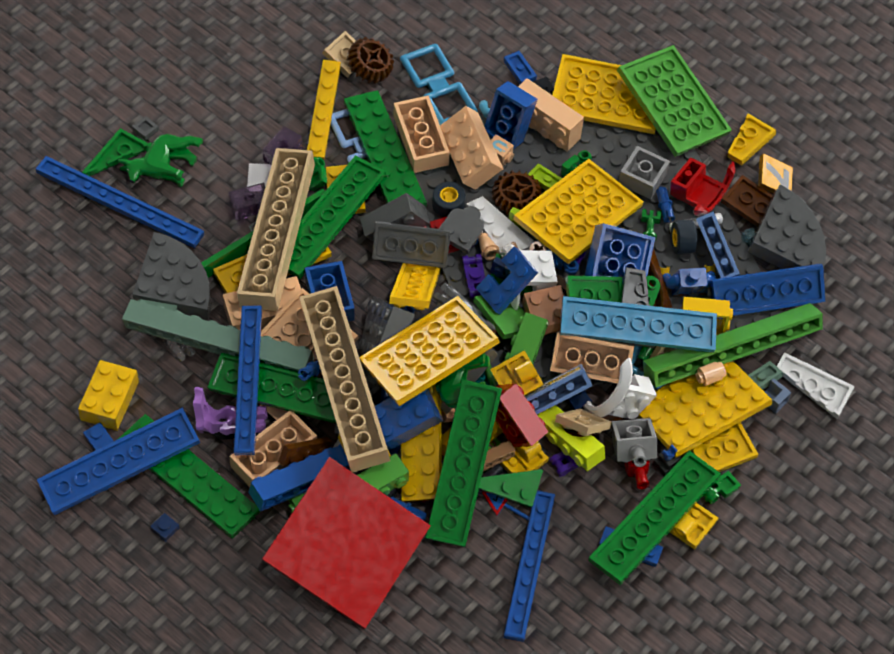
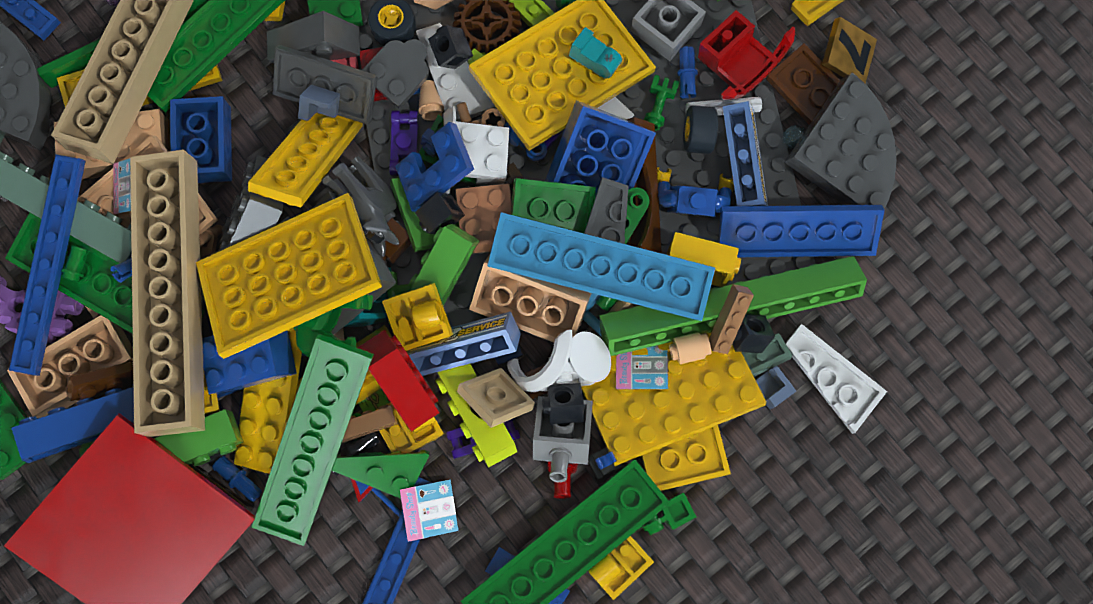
camera: 10 degrees right, 20 degrees up
(266, 381) = (75, 264): none -> green pin
(290, 321) = (121, 186): none -> sticker
(411, 256) = (318, 100): none -> sand blue panel
(503, 208) = (450, 47): none -> black brick
(516, 308) = (439, 212): none -> black brick
(550, 509) = (429, 510): none -> sticker
(600, 197) = (595, 54): none -> teal leg
(632, 417) = (564, 403): none -> black brick
(644, 384) = (590, 357): none -> white sticker
(679, 396) = (642, 370): none -> sticker
(734, 347) = (730, 318): none -> medium nougat piece
(750, 359) = (753, 334): none -> black brick

